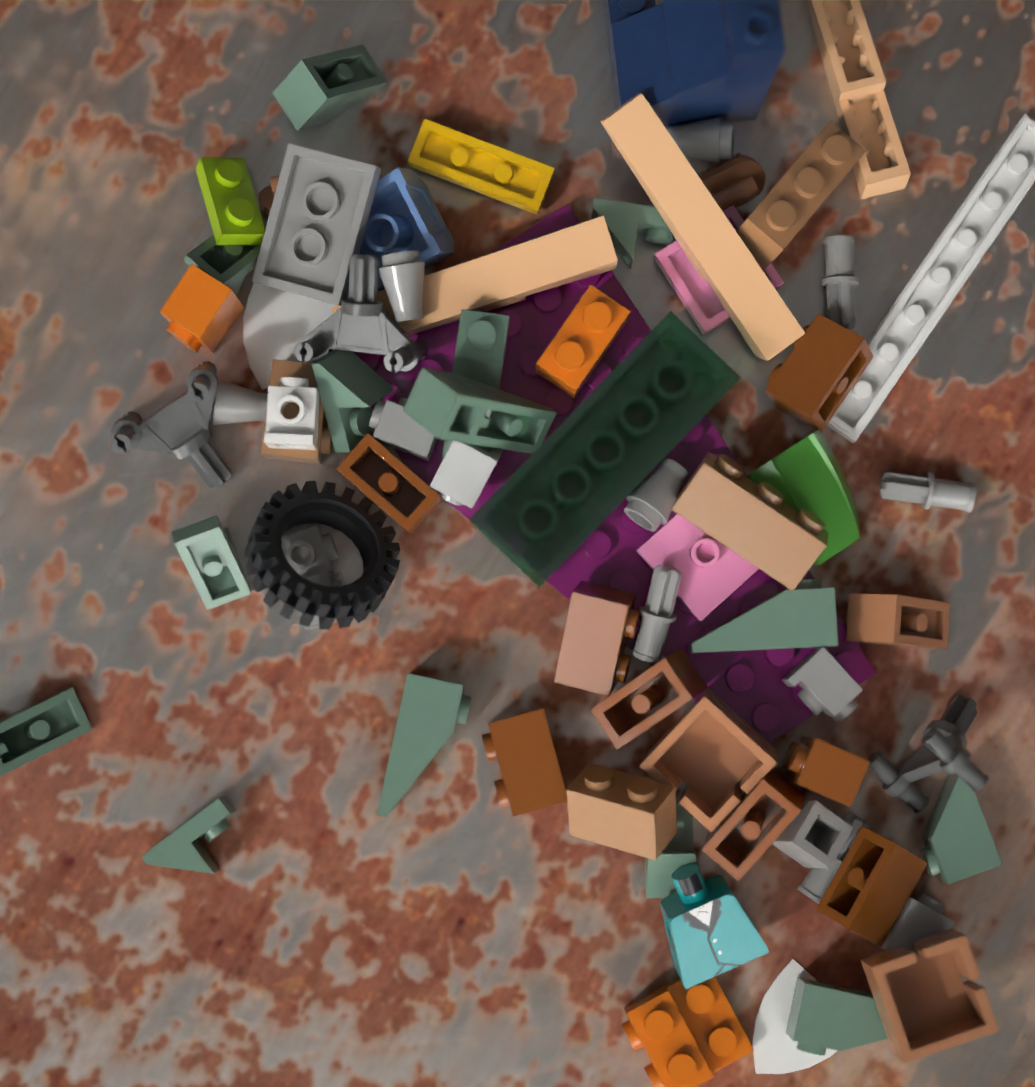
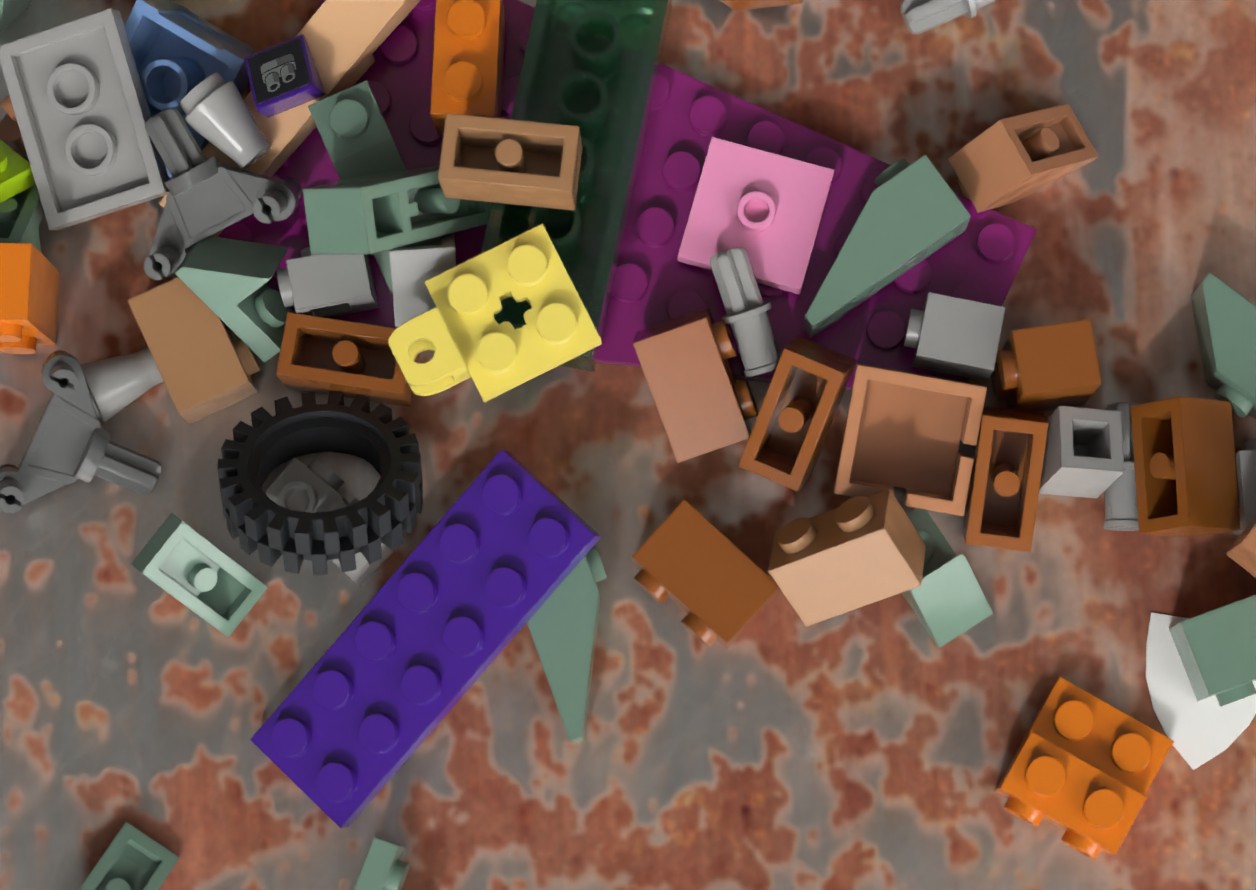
camera: 20 degrees left, 5 degrees down
(276, 324) = (106, 267): white sticker -> none
(297, 432) = (198, 365): white brick -> none
(328, 692) = (425, 638): none -> dark purple plate
(458, 278) = (283, 77): none -> slope
(470, 523) = (465, 328): none -> light yellow plate
(564, 433) = (510, 161): none -> medium nougat brick
(654, 498) = (661, 186): light grey cone -> none
(707, 927) = (1029, 631): torso -> none
(752, 520) = (784, 135): brick -> none
(779, 713) = (955, 336): none -> light grey brick
(815, 482) = (829, 90): bright green slope -> none
(824, 685) = (987, 270): light grey brick -> none
(942, 750) = (1162, 258): dark grey axle -> none

